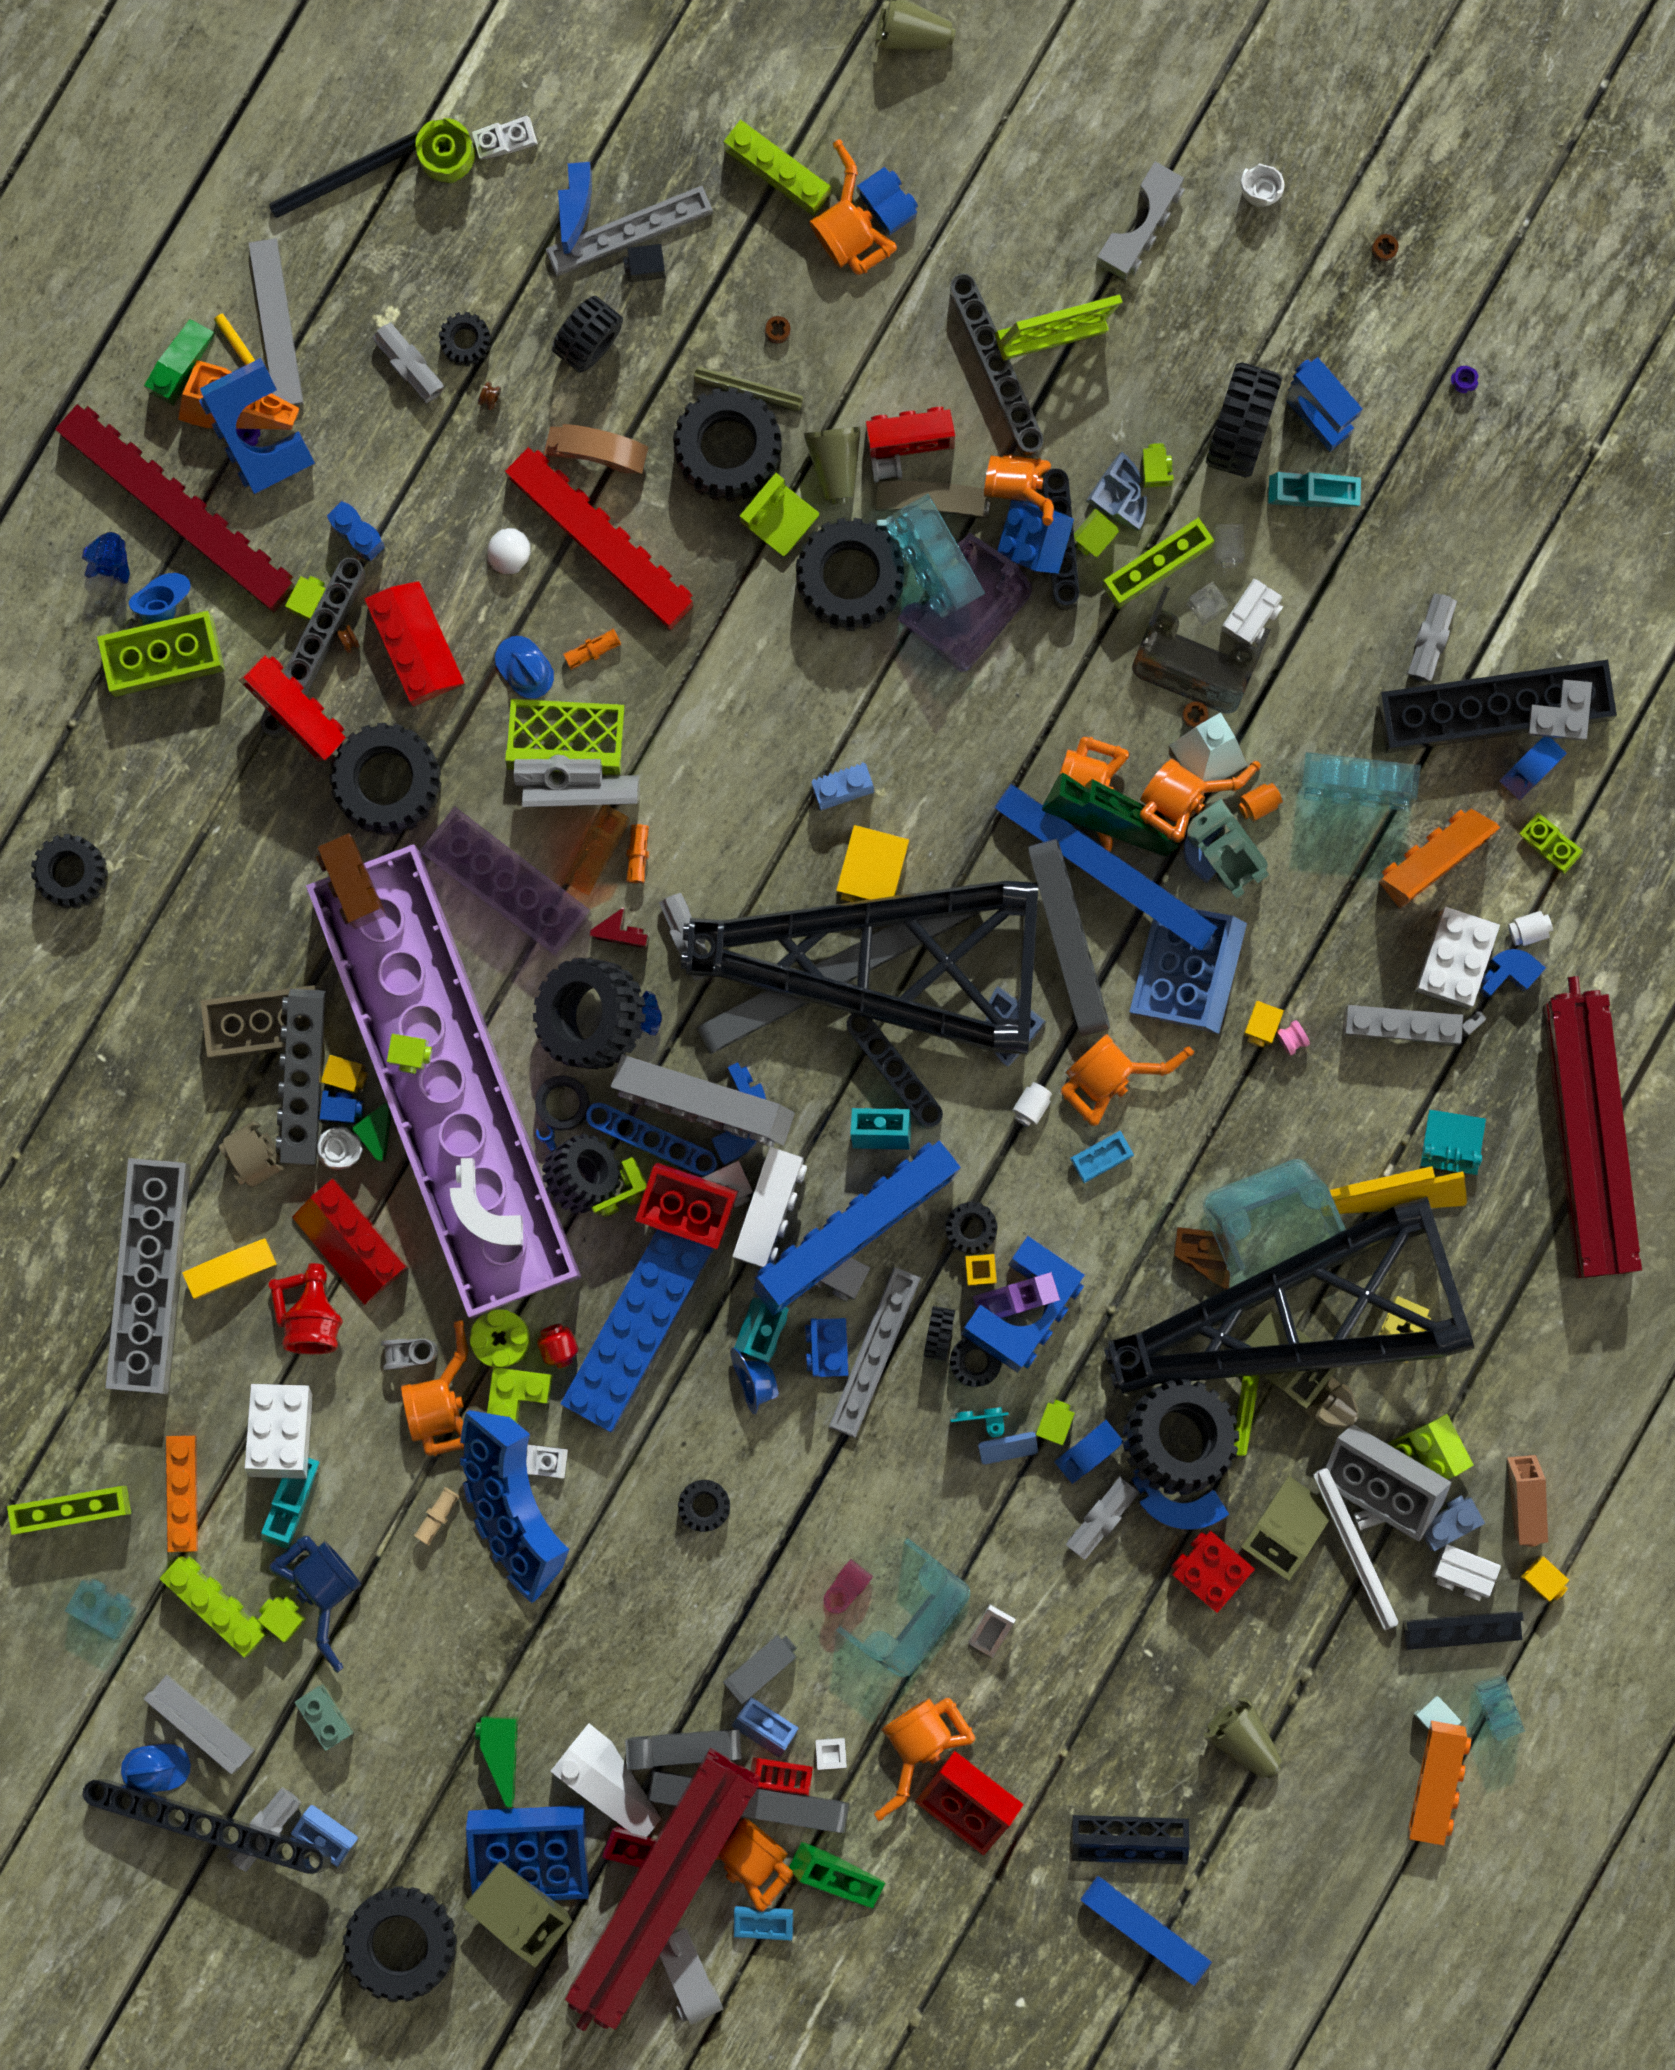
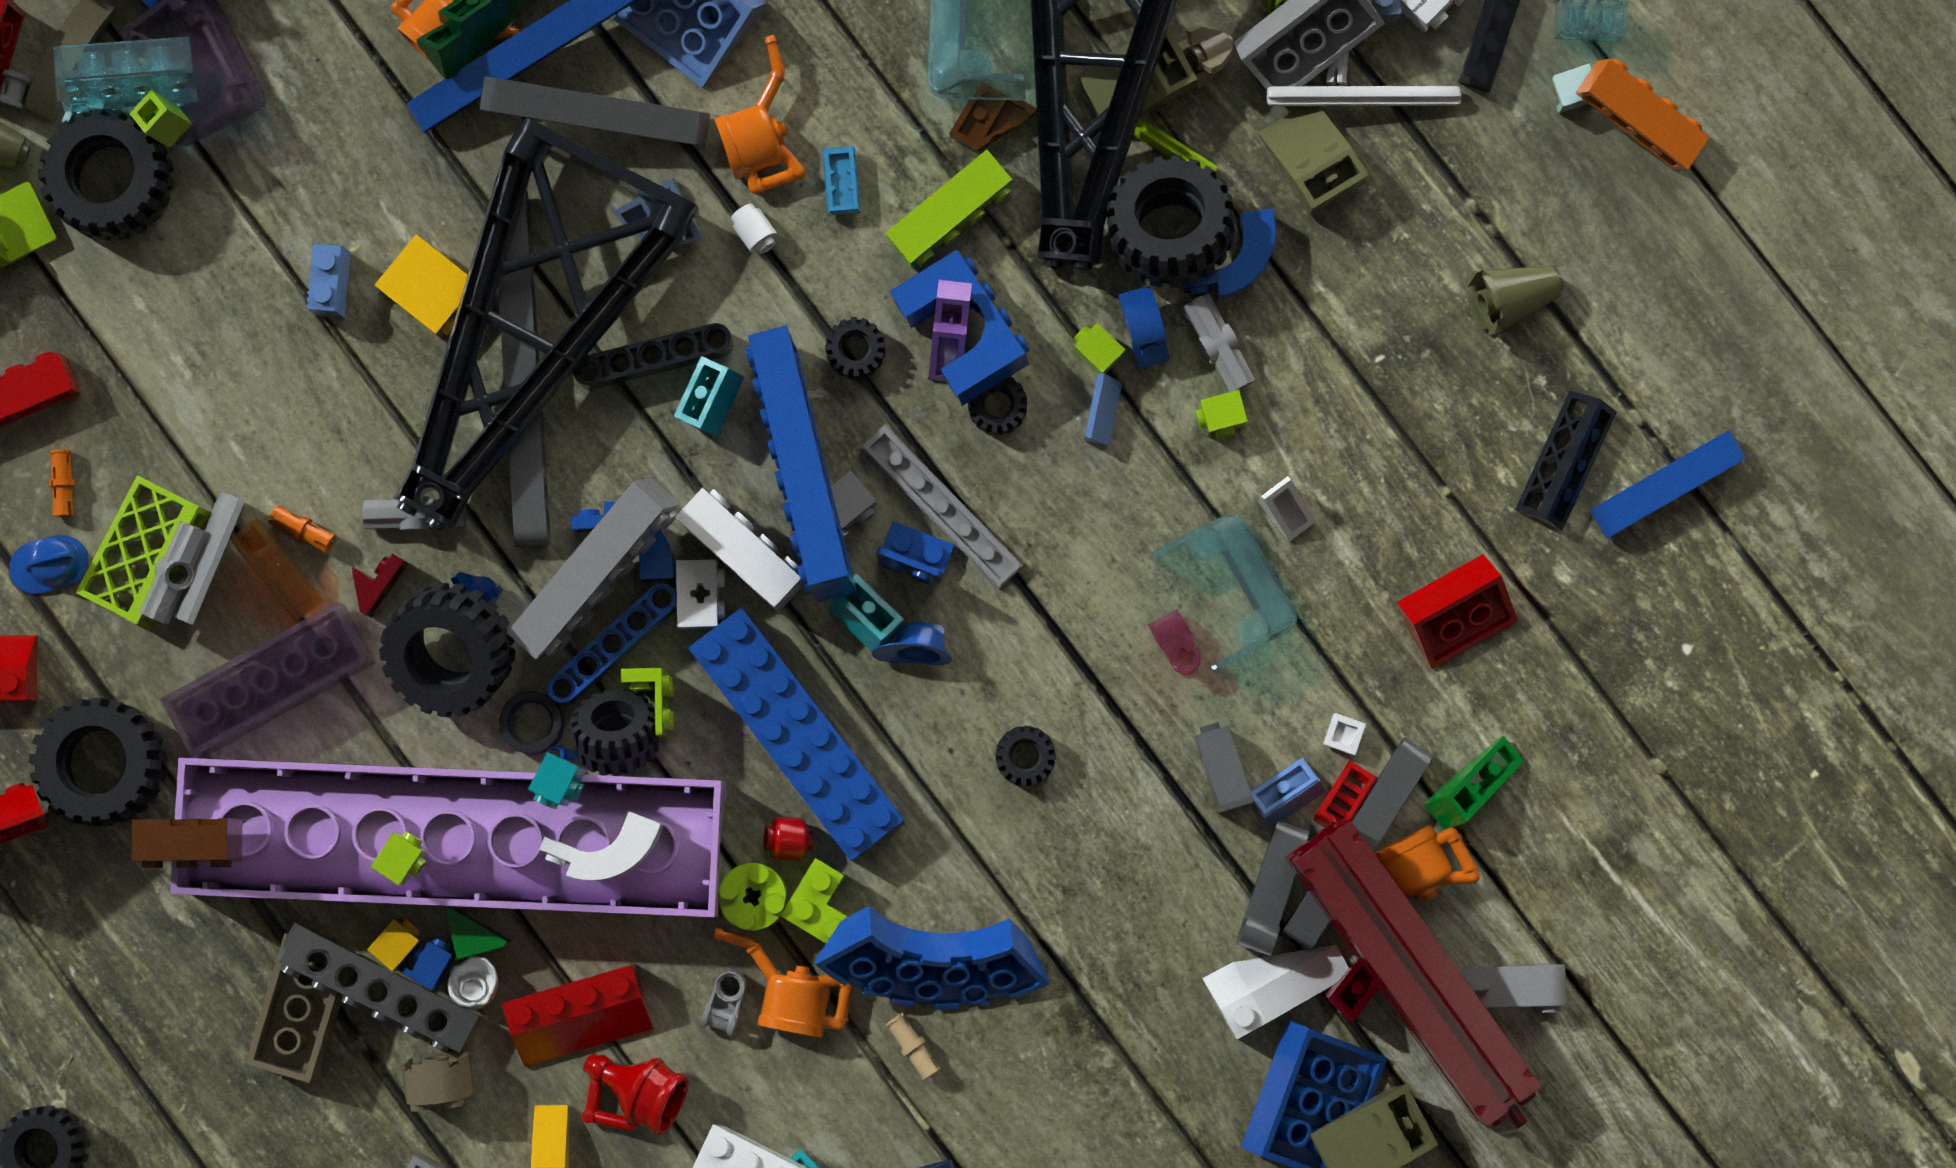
camera: 70 degrees left, 0 degrees up
(499, 1747) = (1187, 1084): green slope -> none
(519, 1149) = (557, 782): none -> teal brick
(546, 1461) = (906, 903): white slope -> none
(686, 1205) = (699, 633): red slope -> none
(769, 1924) = (1495, 880): dark azure plate -> none
(910, 599) = (160, 118): none -> lime brick
(922, 1737) = (1366, 632): orange piece -> none
(939, 1333) = (951, 428): black tyre -> none
(980, 1270) = (904, 356): yellow brick -> none
(993, 1420) = (1066, 410): teal hinge -> none
(1045, 1545) = (1221, 414): none -> lime brick
(1115, 1254) = (950, 209): none -> lime brick
(1211, 1570) = (1323, 252): red brick -> none

